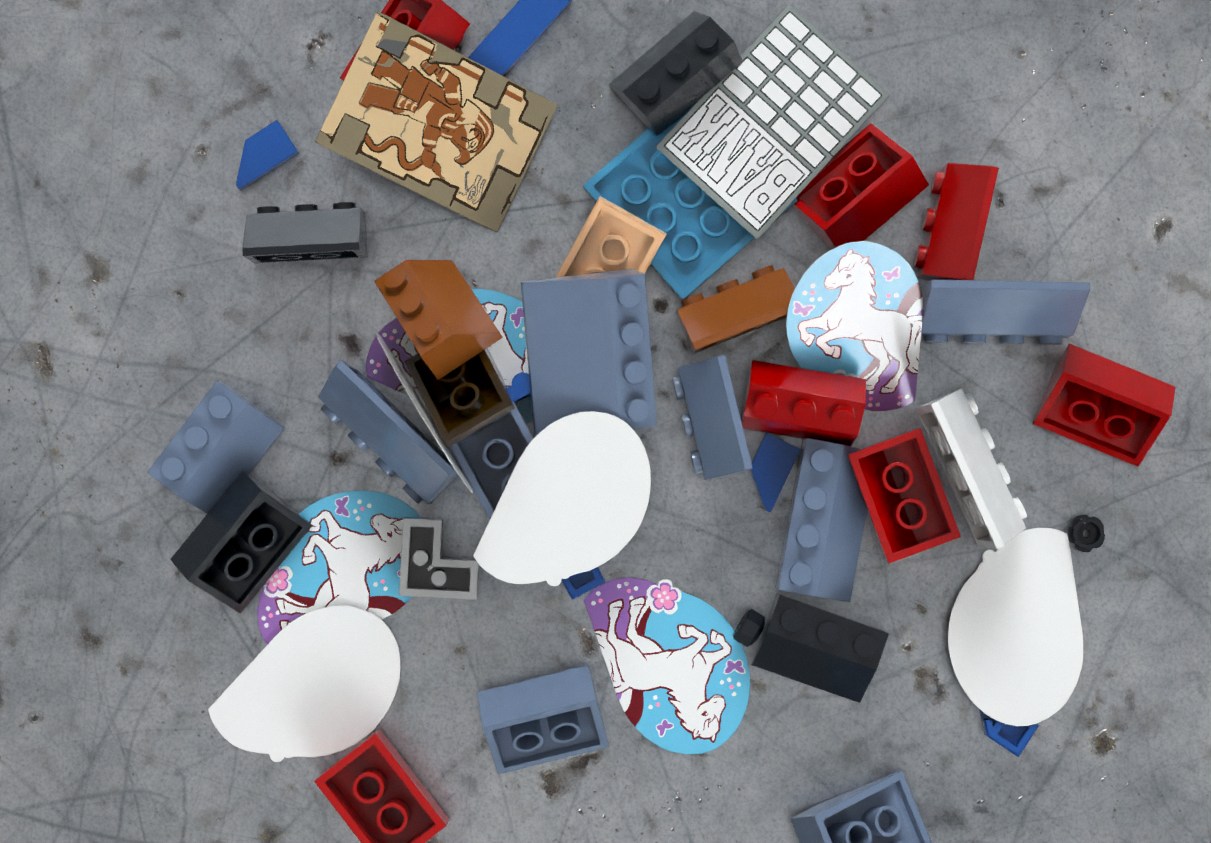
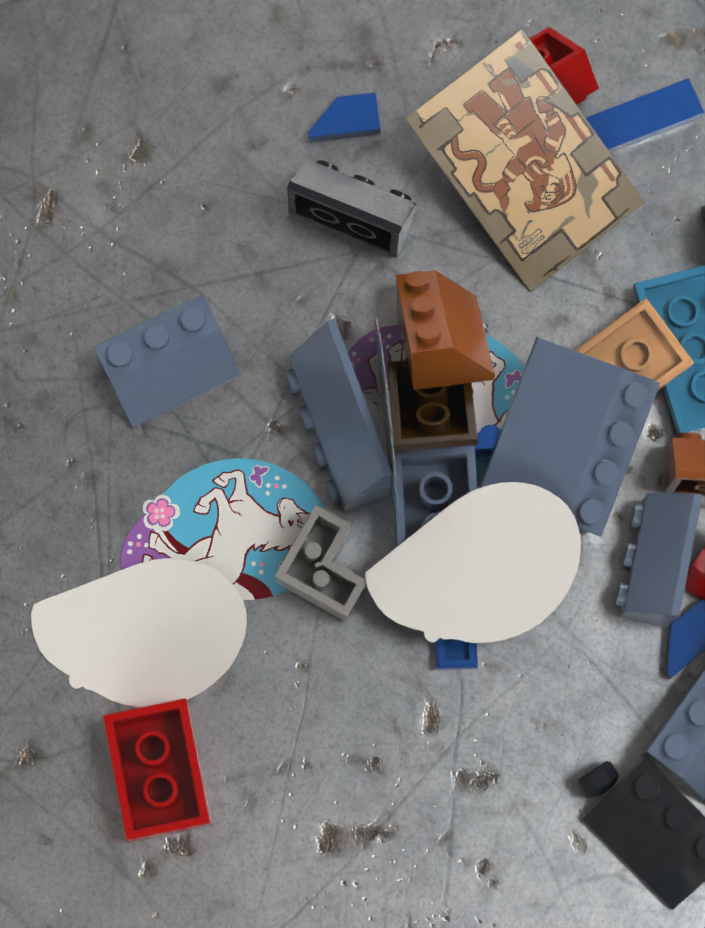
camera: 20 degrees right, 10 degrees down
(240, 542) = (147, 459): black slope -> none
(542, 719) = (352, 771): sand blue slope -> none
(671, 663) = (503, 780): sticker -> none

